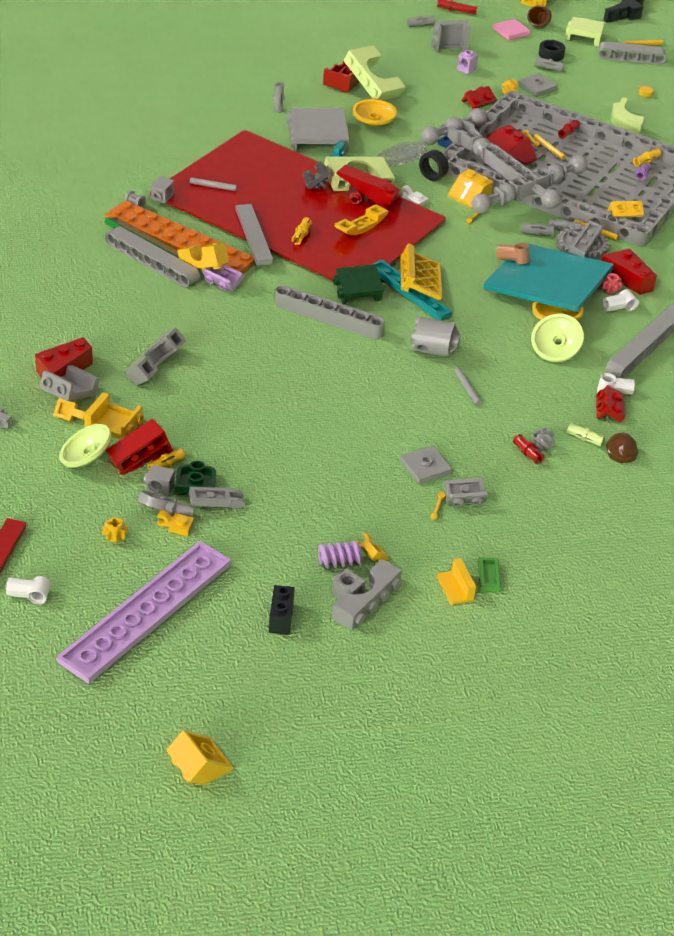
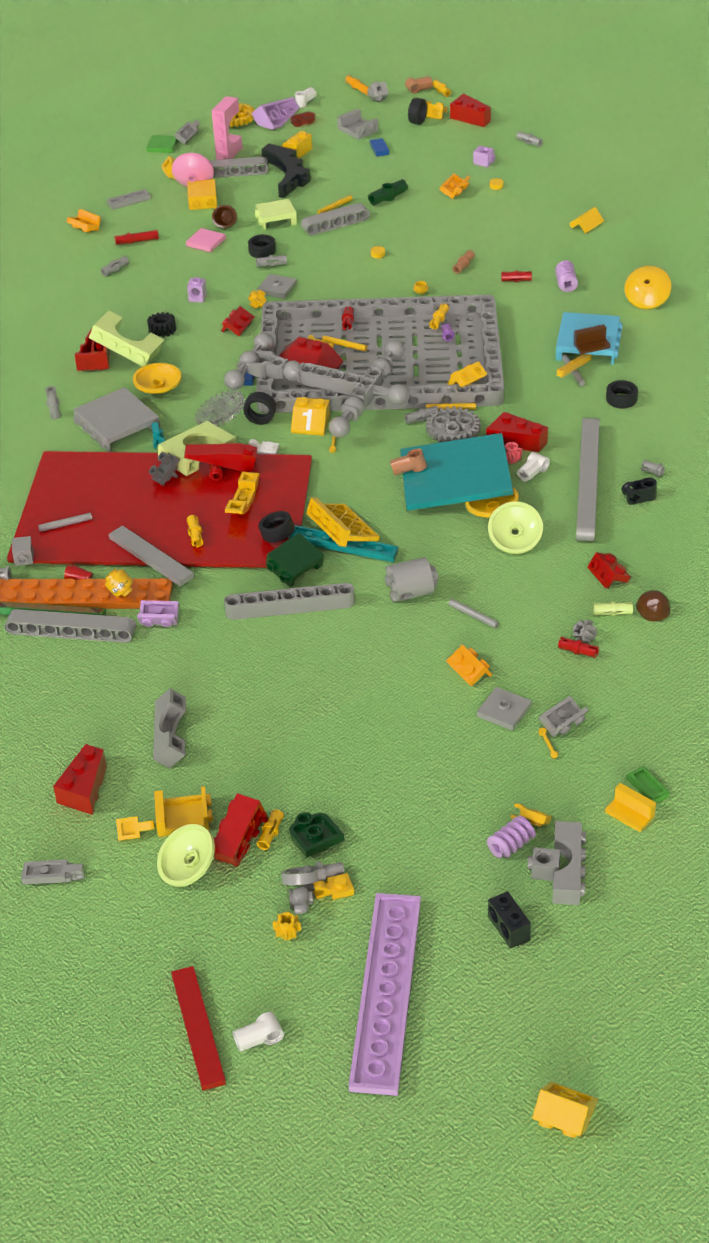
camera: 25 degrees left, 0 degrees up
(72, 386) = (113, 798): light grey panel -> none
(141, 516) = (301, 898): none -> light grey piece
(160, 480) = (283, 852): light grey brick -> none
(189, 222) = (76, 573): none -> red cone
(207, 236) = (119, 583): none -> yellow head
(210, 256) = (143, 597): yellow arch -> none
(216, 497) = (351, 841): light grey hinge -> none
(364, 253) = (282, 520): none -> black tyre
(417, 76) = (161, 324): none -> black tyre
(426, 420) = (467, 665): none -> light orange bracket
(451, 35) = (162, 268): light grey panel -> none
(537, 229) = (401, 429): light grey pin -> none
(586, 238) = (458, 419): light grey tile -> none
(623, 119) = (383, 287): yellowish green arch -> none
(625, 386) = (603, 546): white piece -> none
(656, 131) = (420, 287): none -> yellow plate

